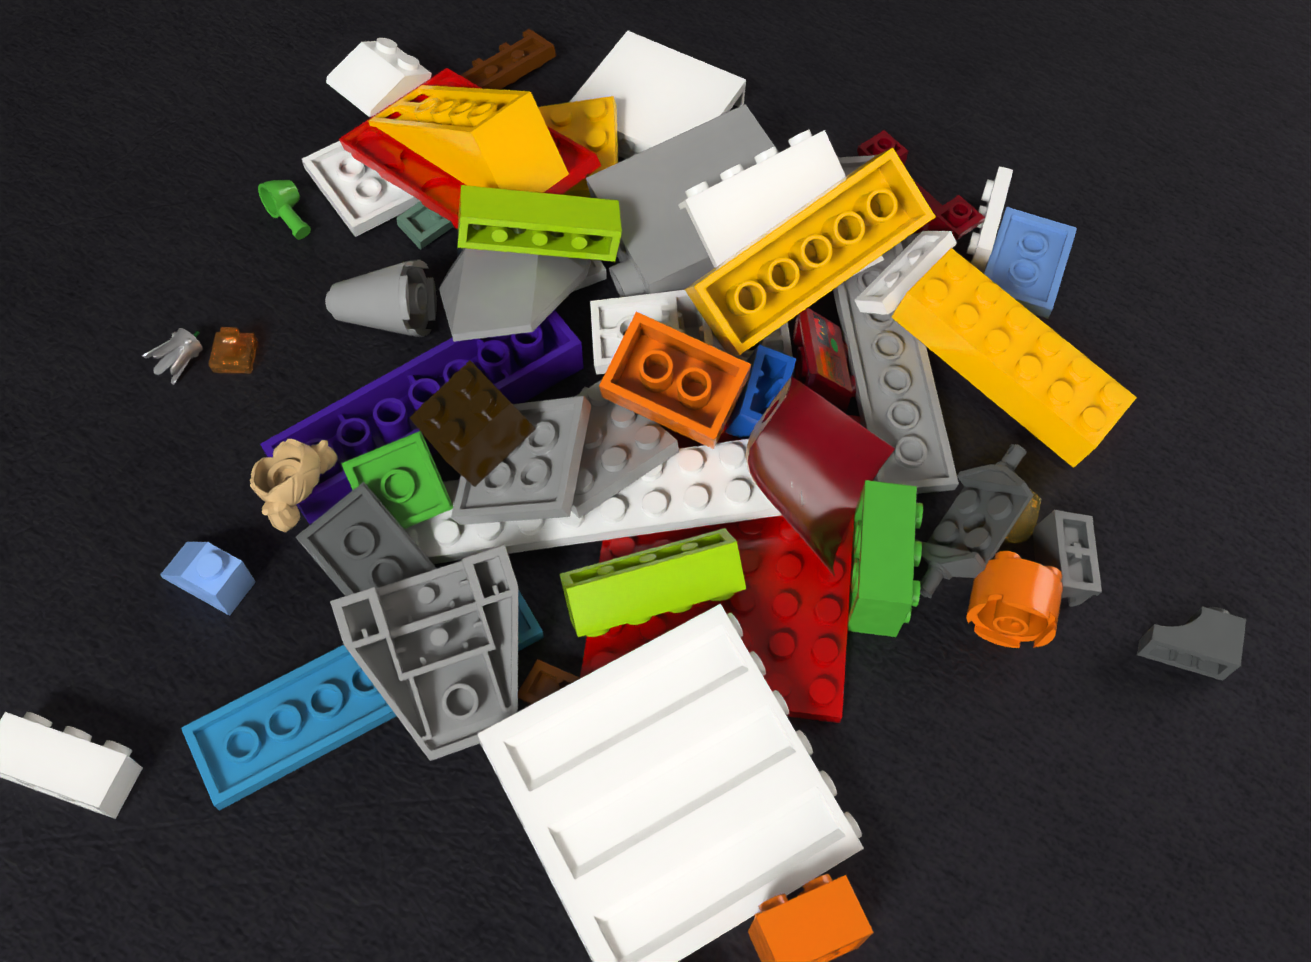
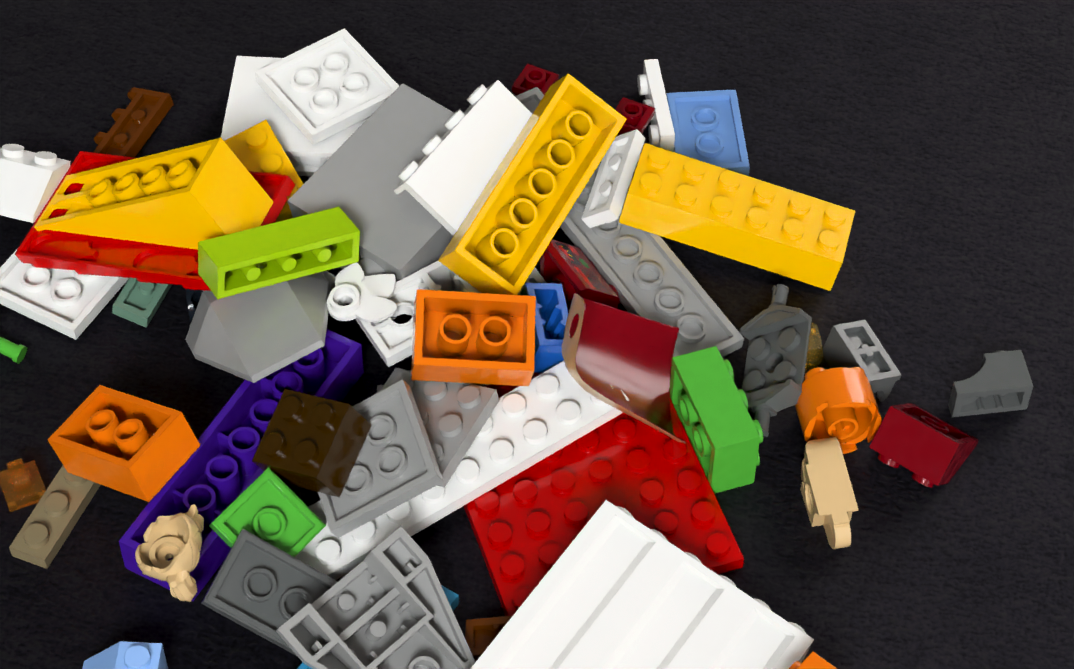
camera: 25 degrees left, 10 degrees down
(263, 379) = (53, 518): none -> dark tan plate
(315, 352) = (124, 442): none -> orange brick
(387, 299) = (155, 373): light grey cone -> none
(605, 295) = (366, 295): none -> white plate
(653, 582) = (536, 512): lime brick -> none
(686, 83) = (327, 85): none -> white plate
(964, 683) = (828, 490): none -> tan piece
(1089, 675) = (922, 444): none -> dark red slope

